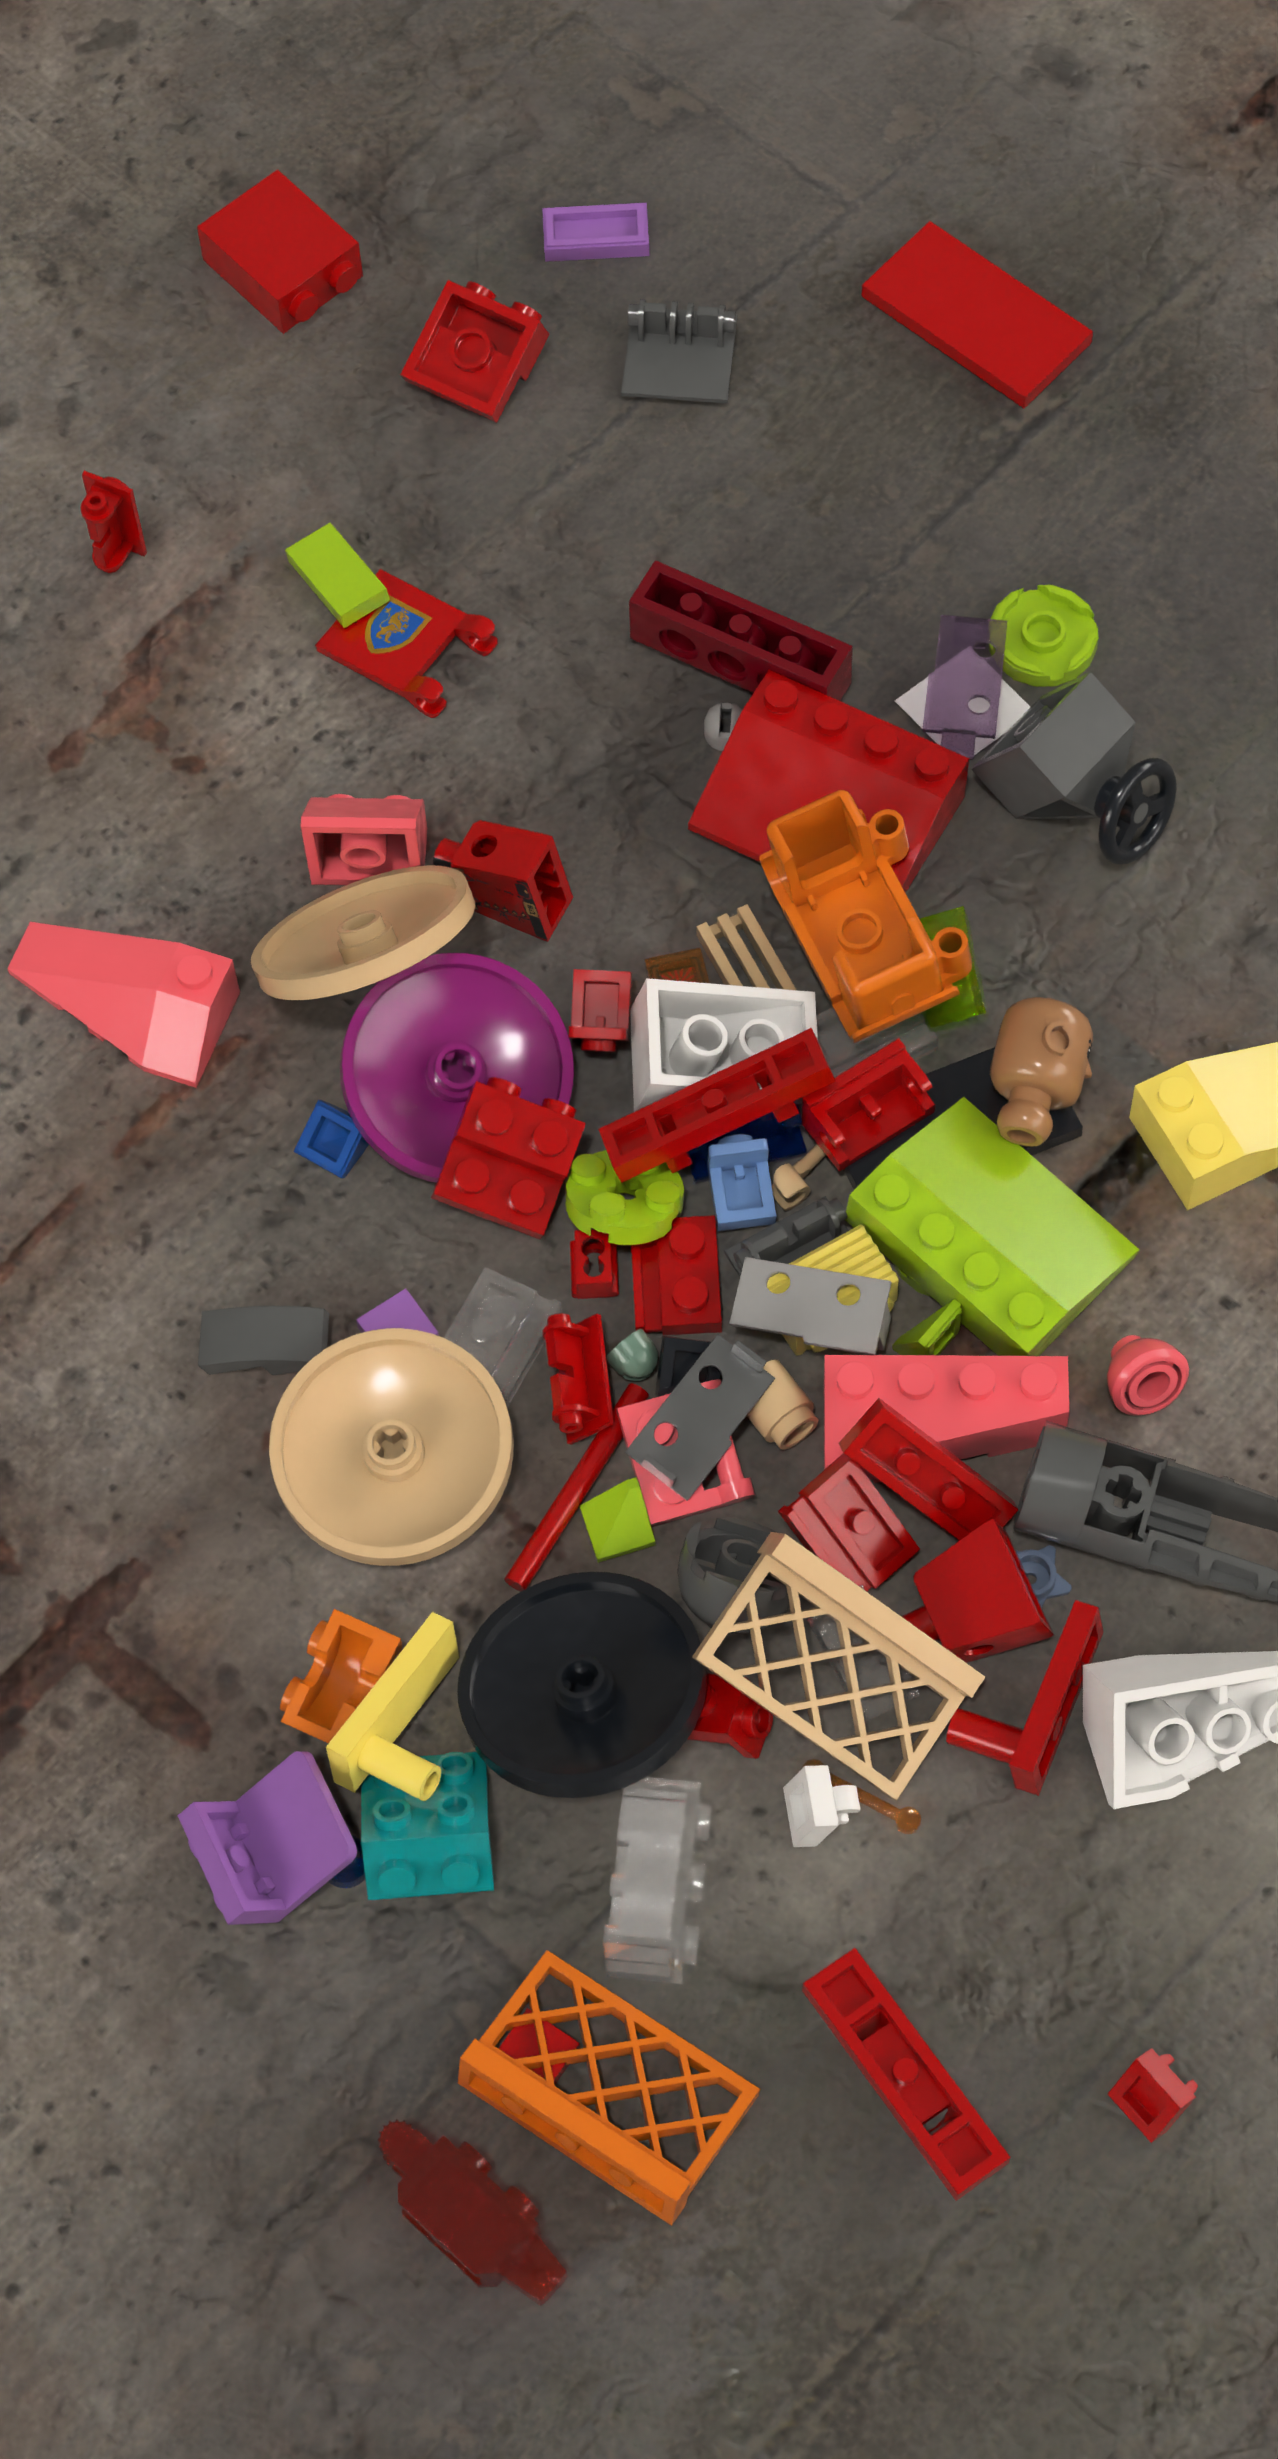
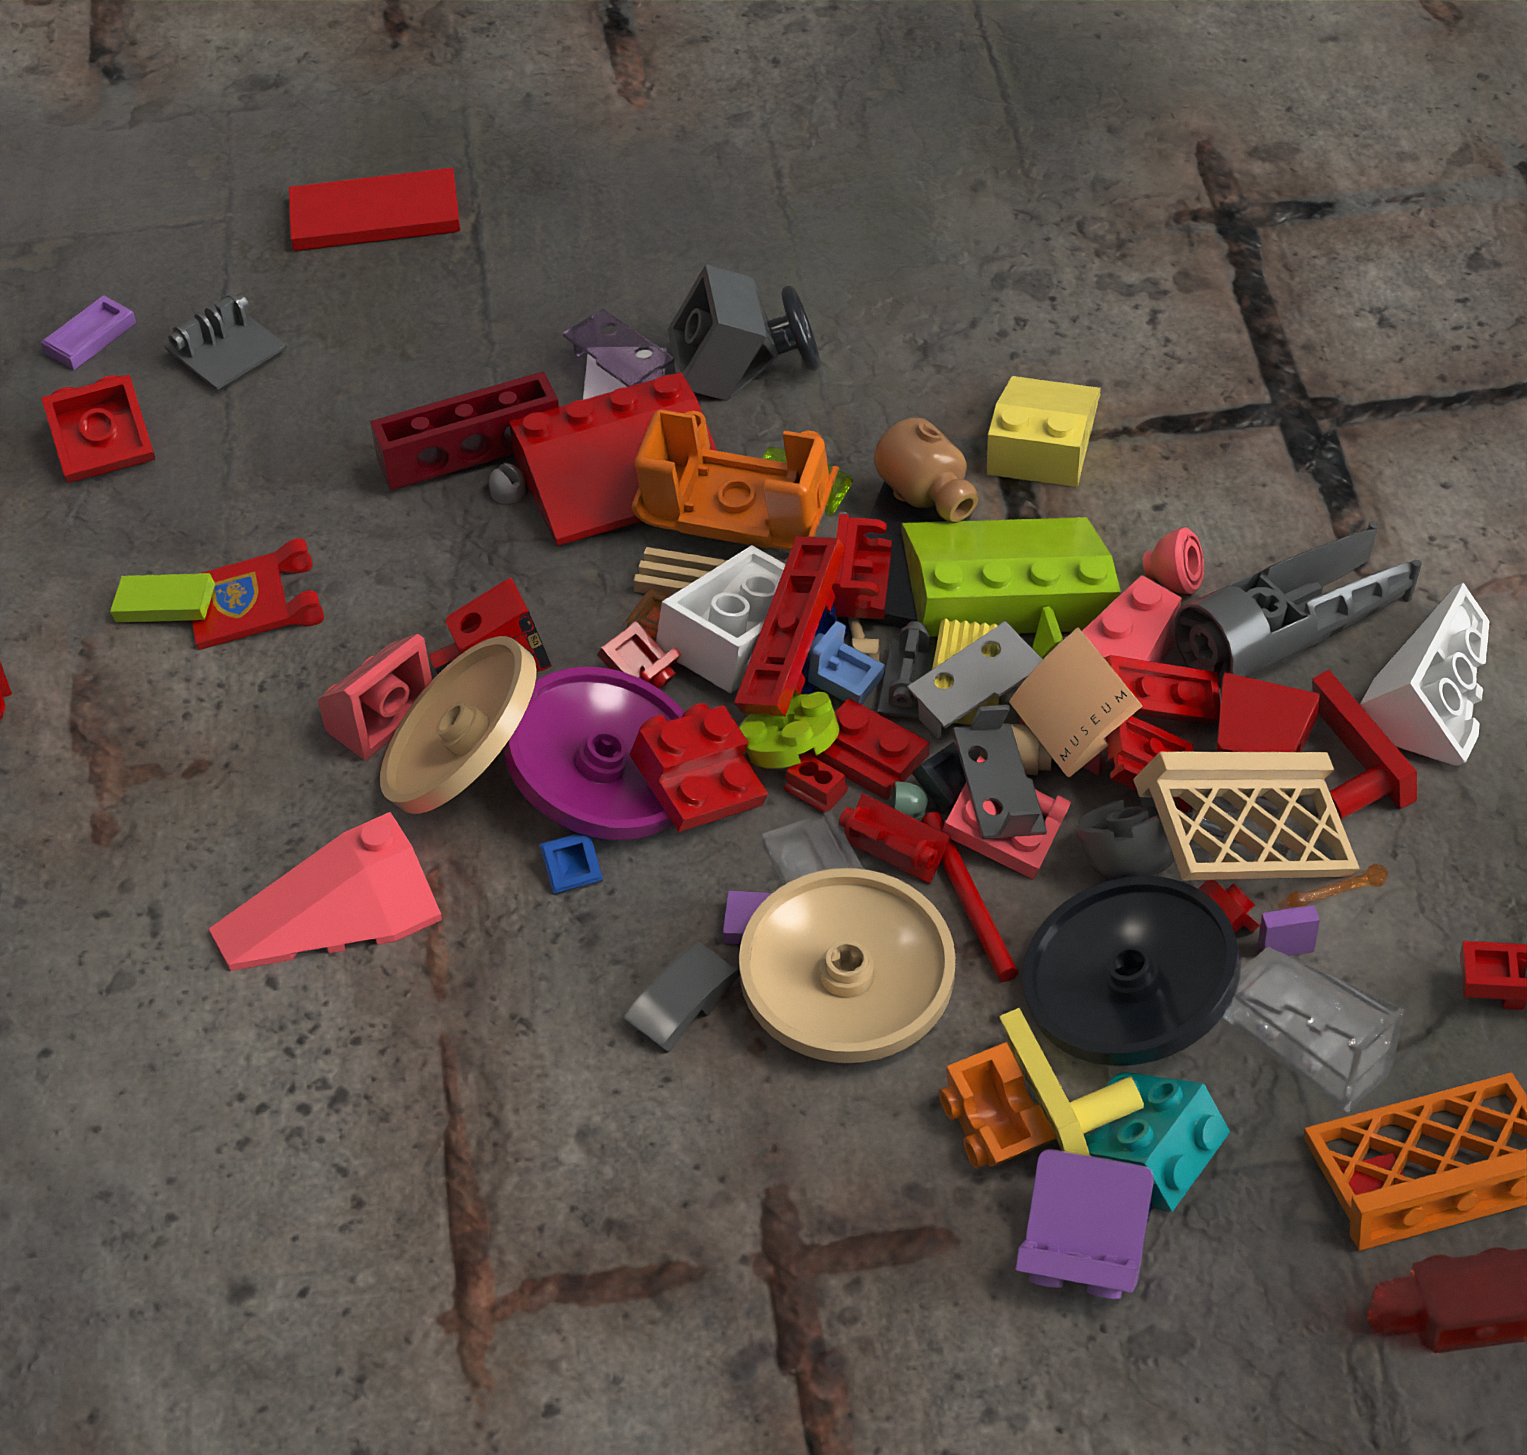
camera: 50 degrees left, 15 degrees down
(618, 1521) = (1016, 887): lime slope -> none
(754, 1787) = (1289, 930): none -> medium lavender tile
(816, 1806) = (1336, 906): white tile -> none
(824, 1415) = (1074, 702): none -> light nougat slope
(1047, 635) = (628, 301): lime tile -> none

